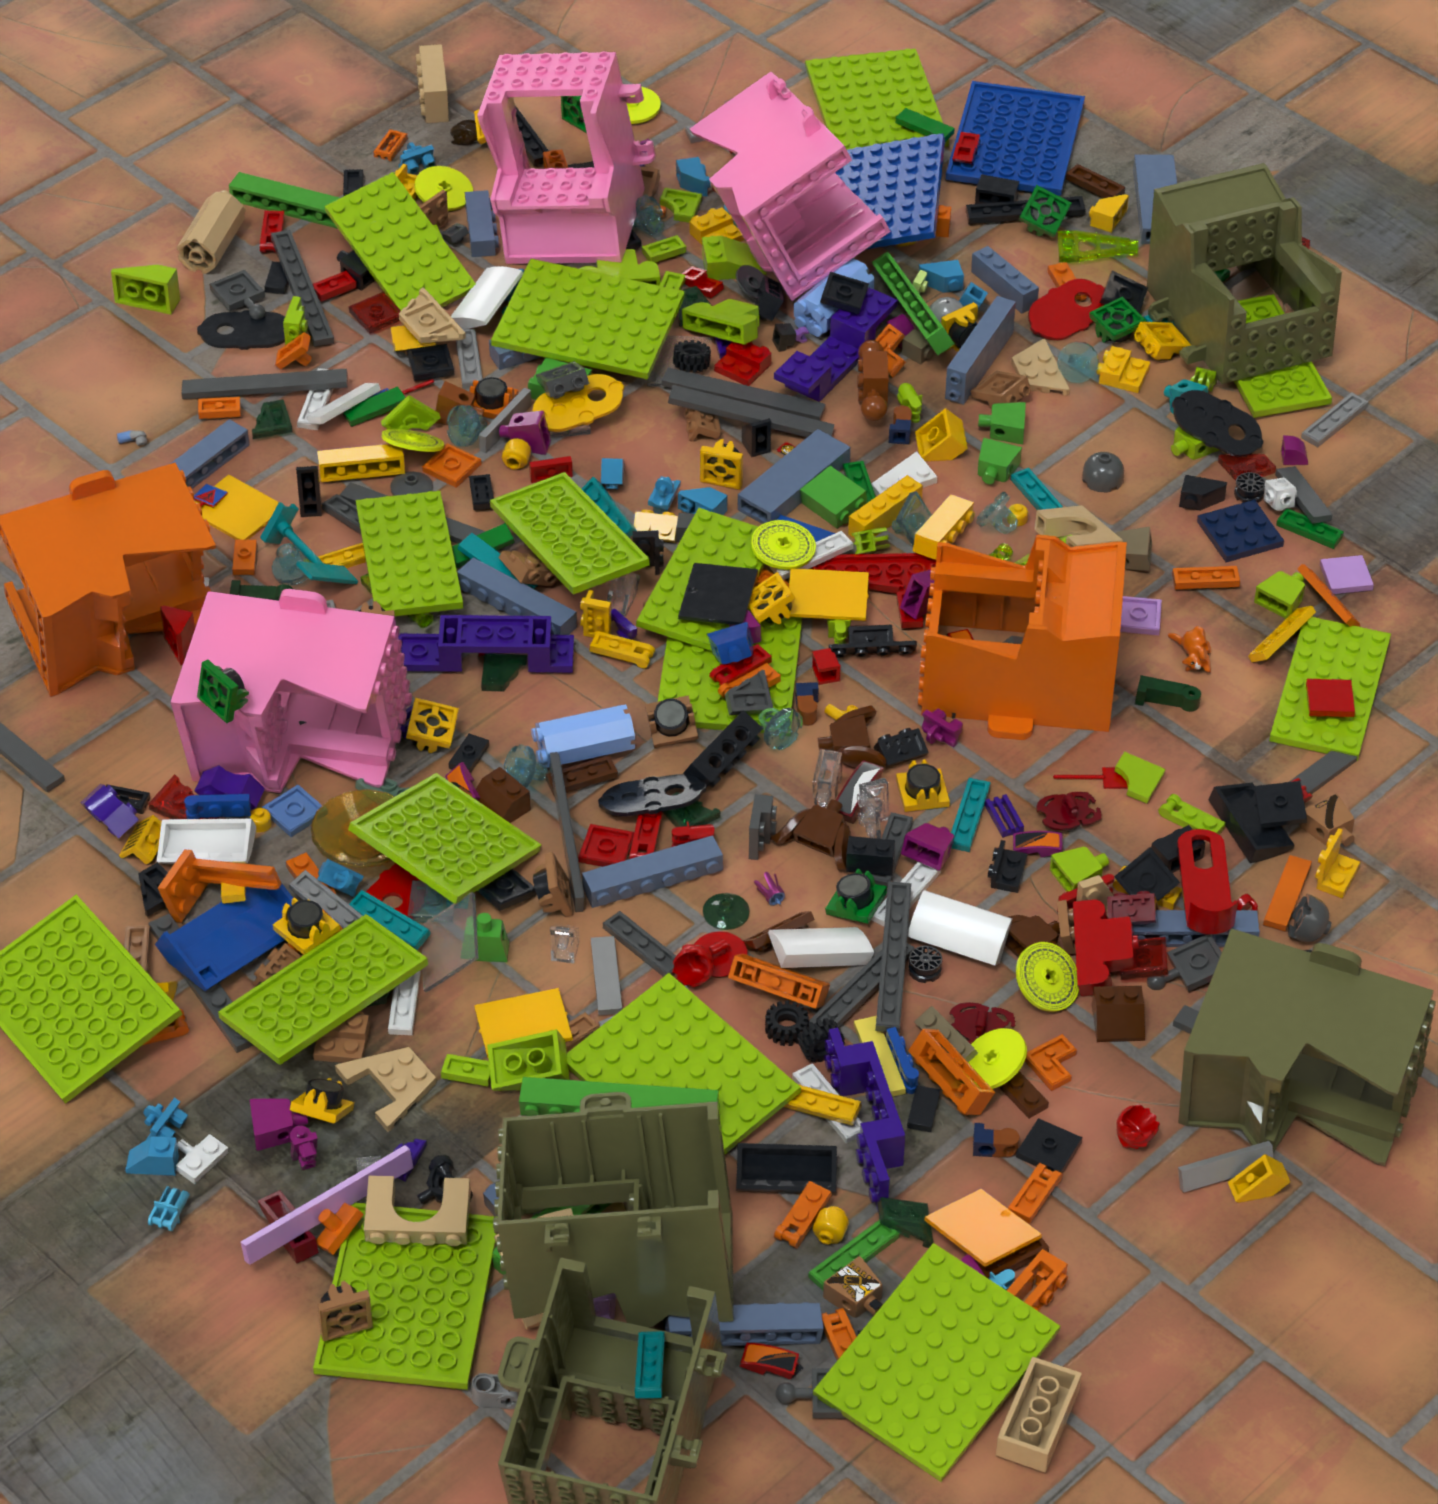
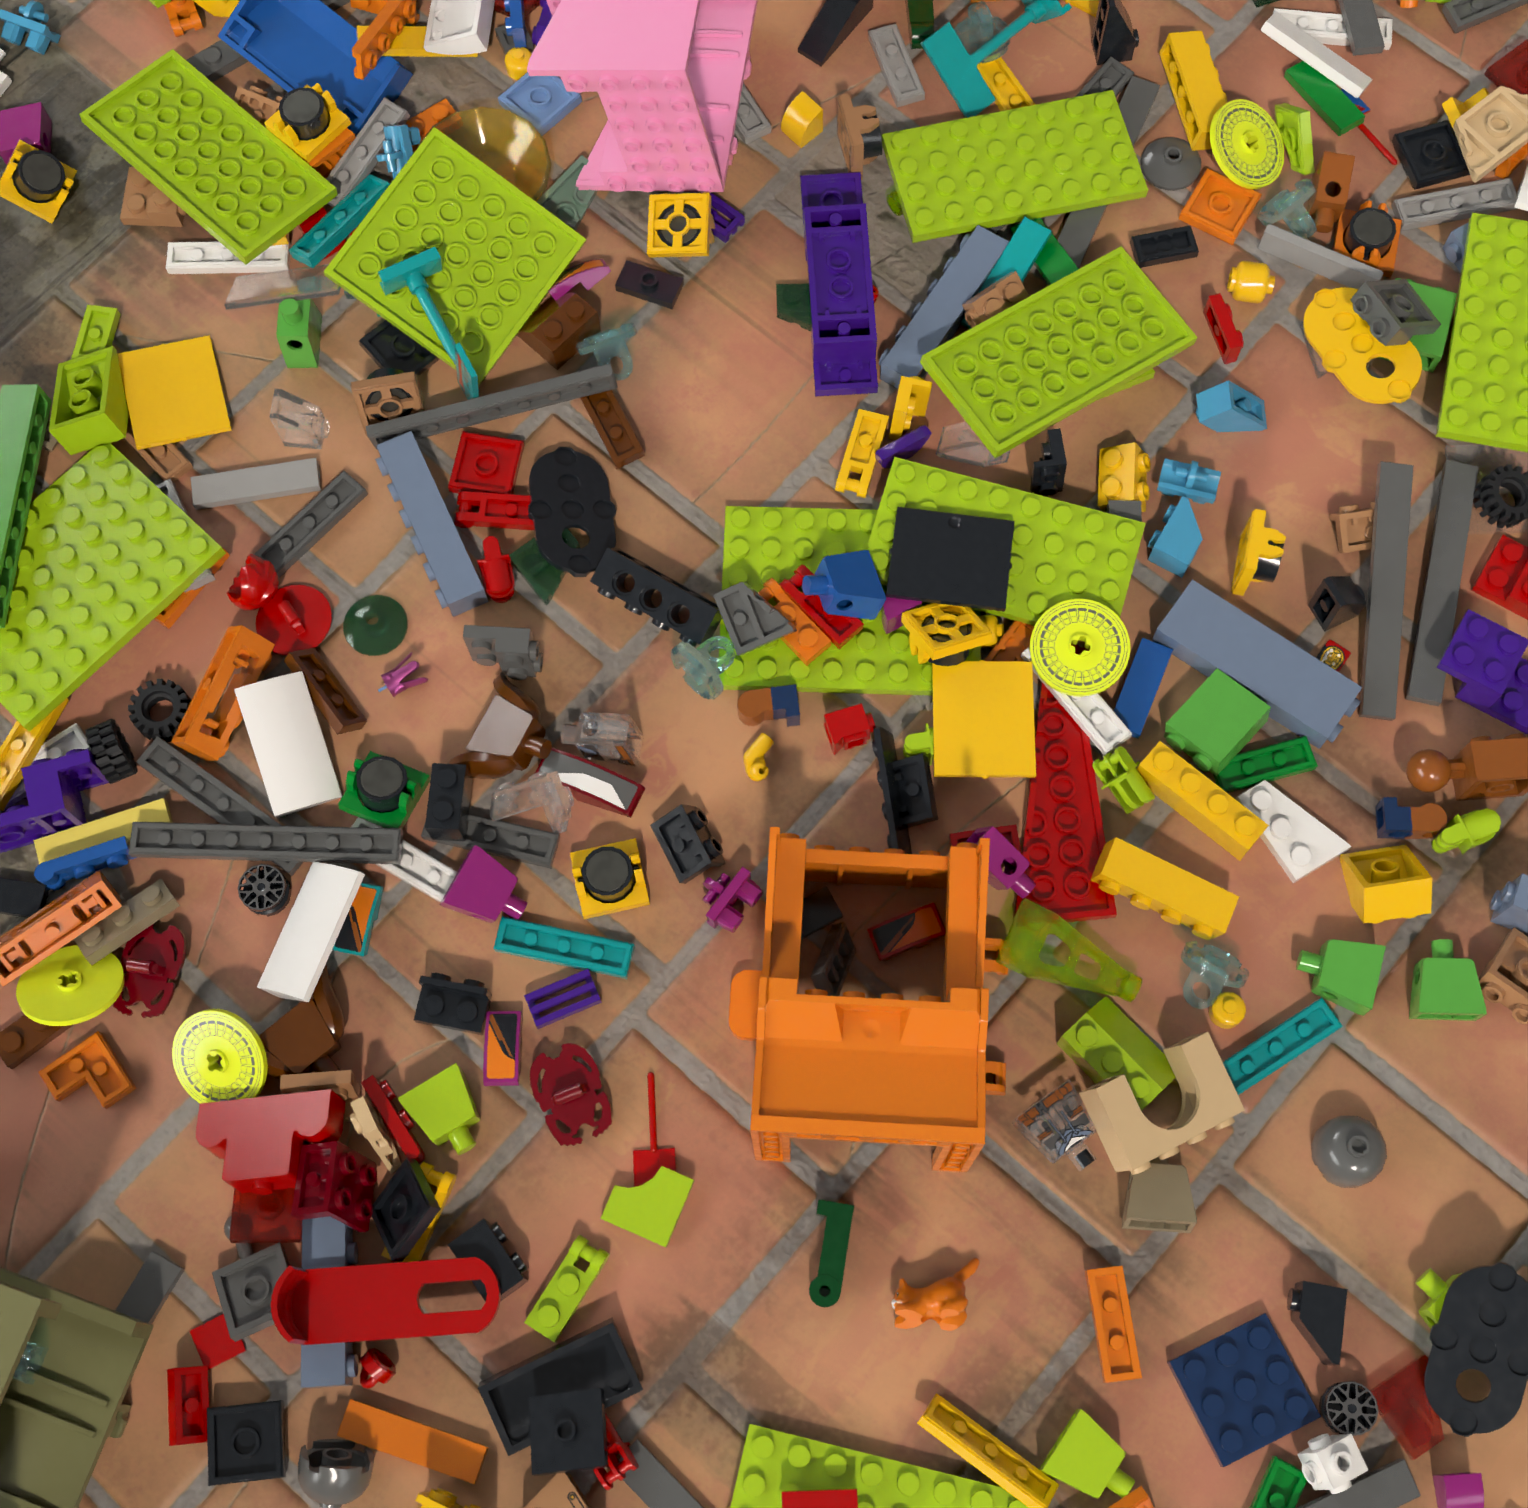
camera: 90 degrees right, 25 degrees up
(398, 1074) = (93, 267): tan wing -> none
(529, 427) = (1294, 275): magenta torso -> none
(547, 835) = (412, 273): none -> teal piece
(584, 735) = (667, 411): light blue brick -> none
(605, 502) = (1145, 410): teal tile -> none
(671, 721) = (712, 522): piece -> none
(851, 738) = (694, 770): reddish brown torso -> none
(911, 517) = (1172, 838): clear light blue tile -> none
(1118, 1013) = (163, 1168): reddish brown slope -> none
(1141, 615) = (1016, 1208): lavender tile -> none

